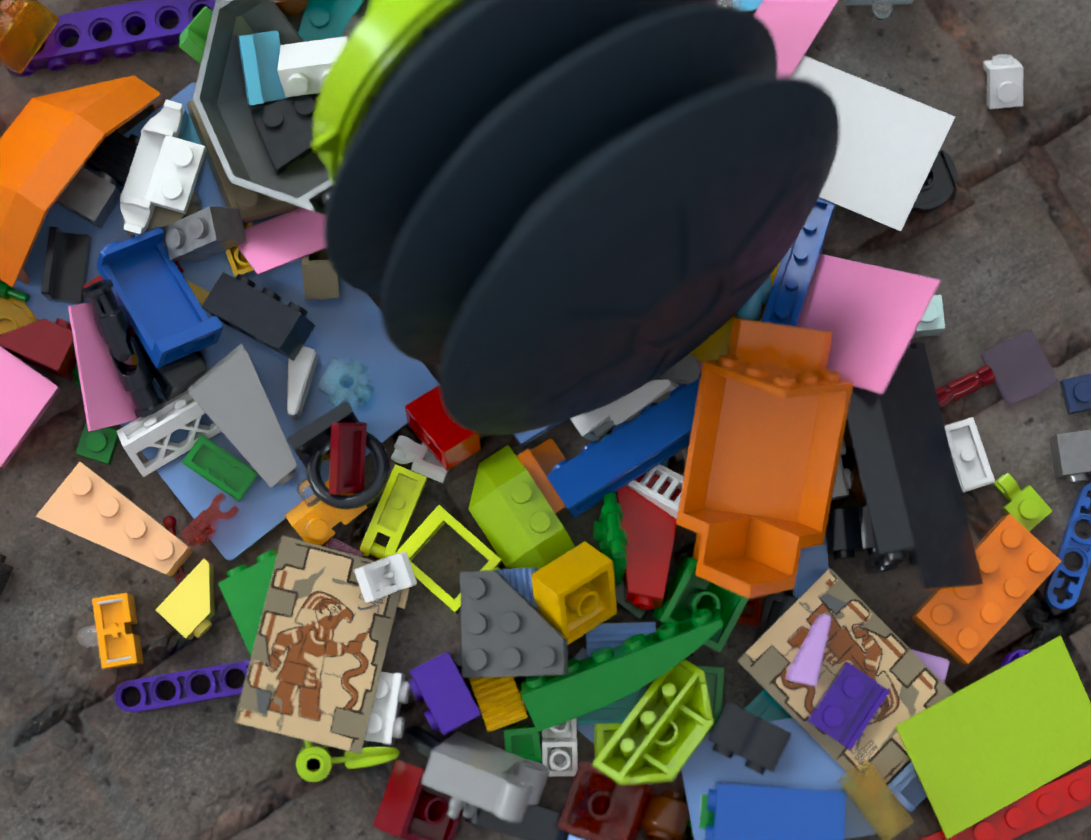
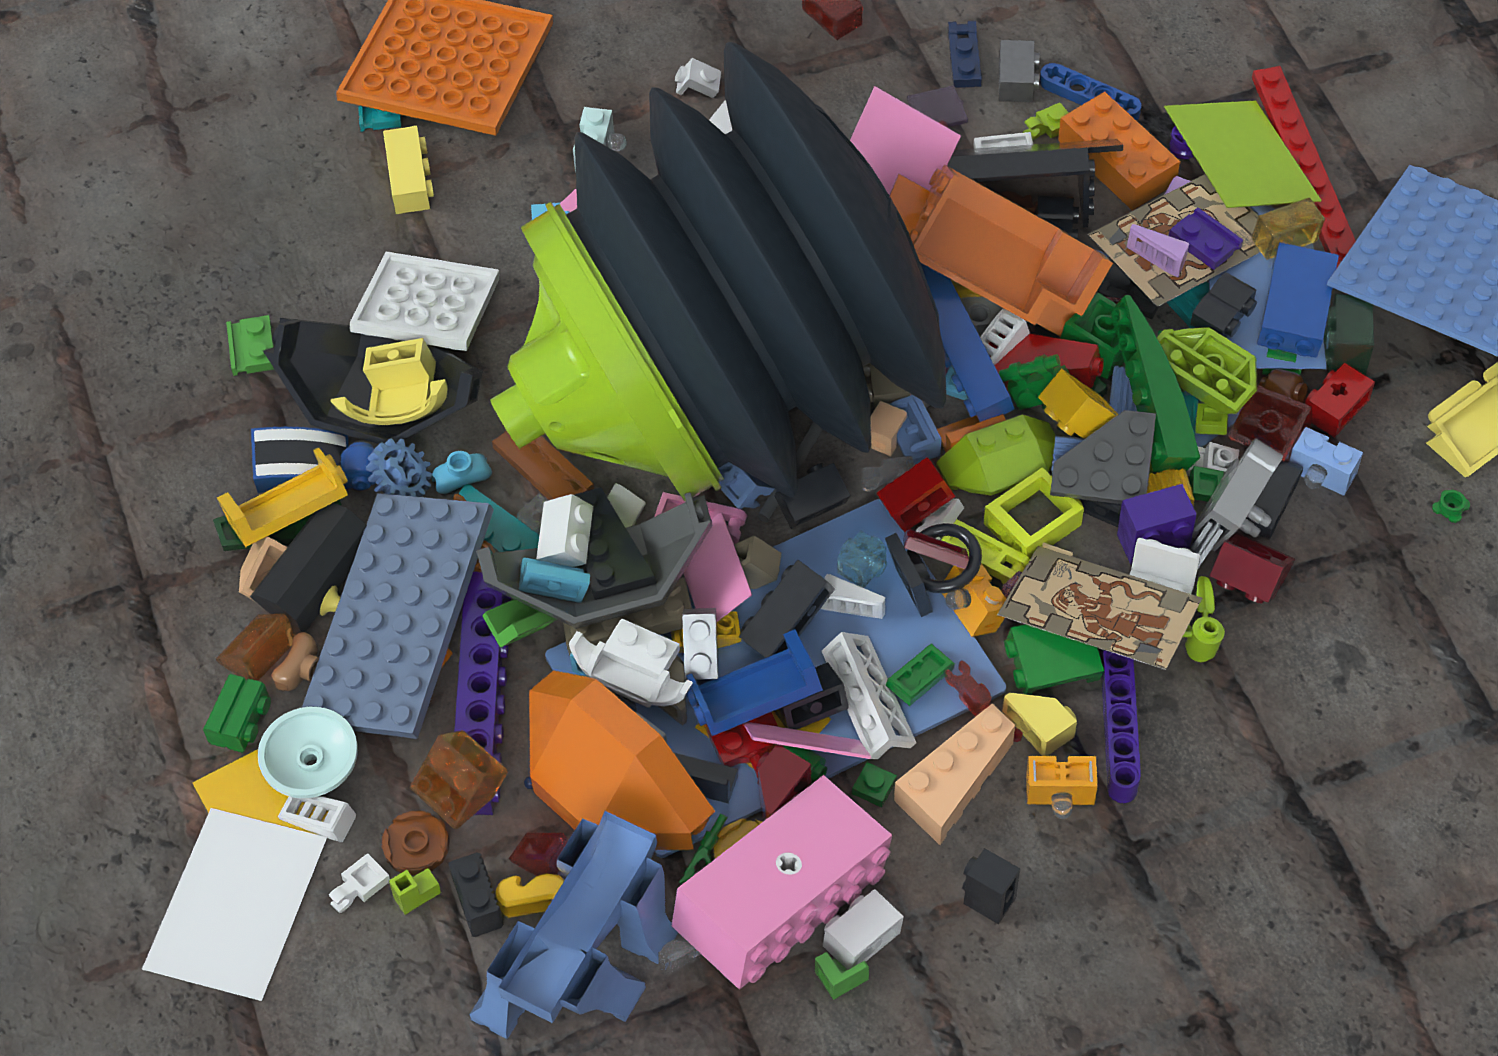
camera: 75 degrees left, 25 degrees down
(116, 332) = (779, 717): black piece -> none
(242, 411) = (877, 631): light grey slope -> none
(385, 576) = (1044, 546): white bracket -> none

